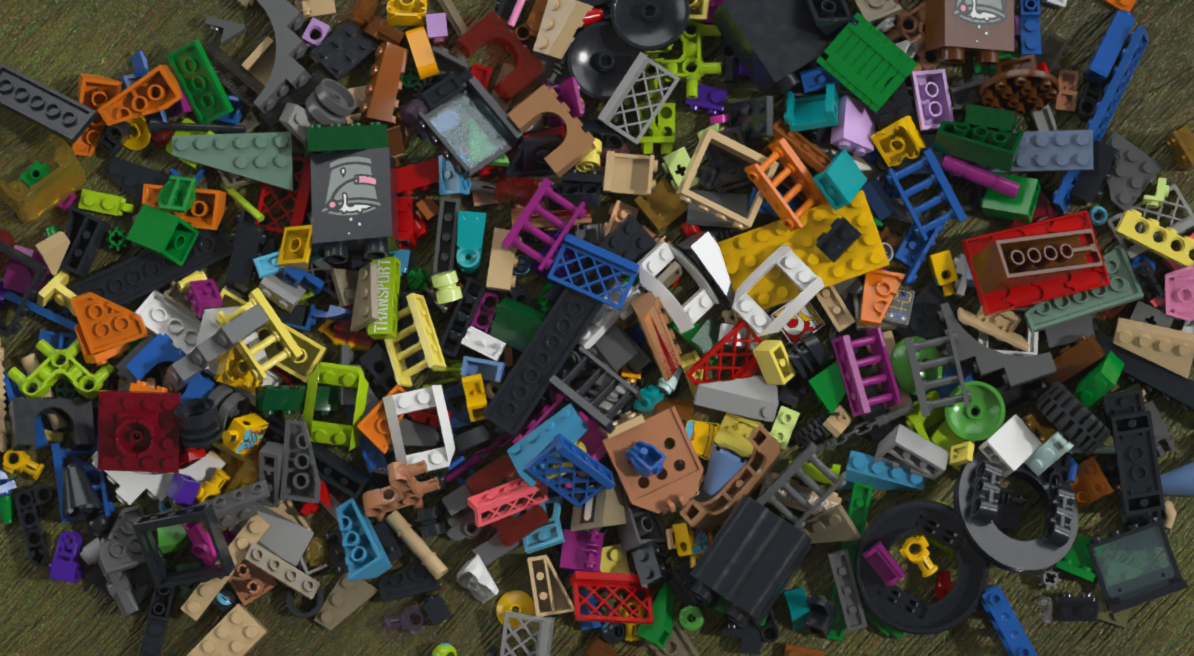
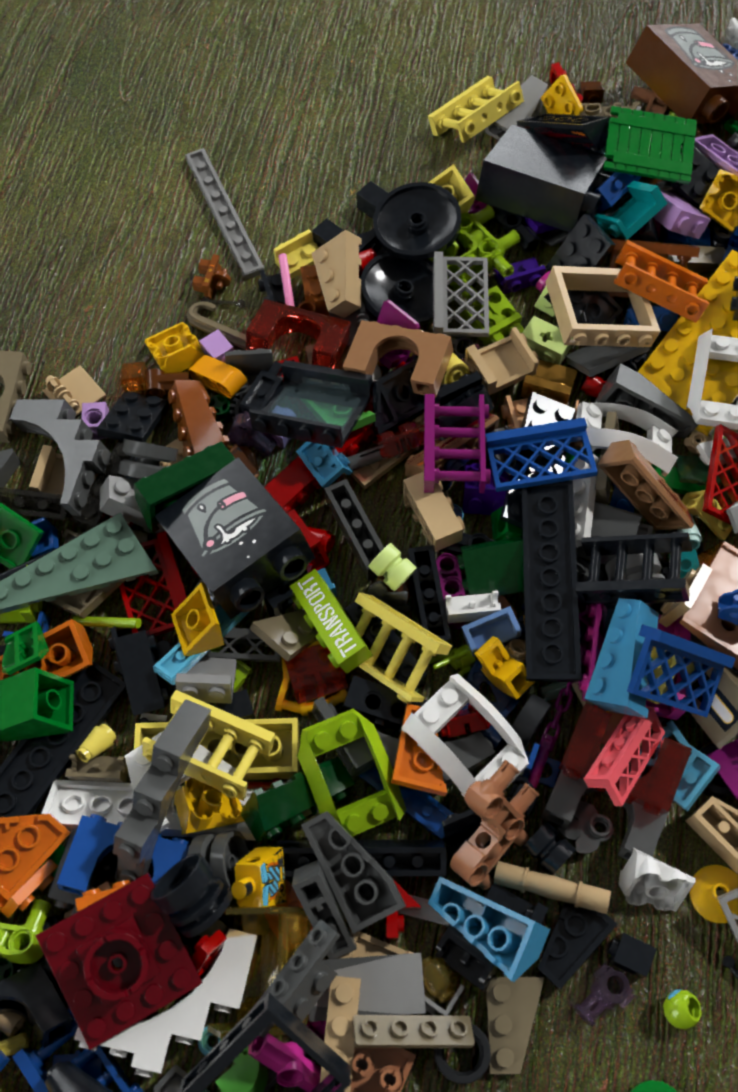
camera: 30 degrees left, 20 degrees down
(183, 489) = (220, 1003): dark purple brick -> none
(203, 295) = (113, 743): magenta bracket -> none
(211, 488) = (257, 980): yellow connector -> none
(298, 276) = (216, 657): blue slope -> none
(310, 321) = (261, 702): blue bracket -> none
(334, 313) = (285, 673): blue slope -> none
(366, 298) = (312, 630): dark tan wing -> none
(418, 279) = (352, 588): green gear -> none
(426, 209) = (315, 516): dark orange bracket -> none
(470, 241) = (385, 512): teal piece -> none
(840, 180) = (706, 252): teal panel -> none

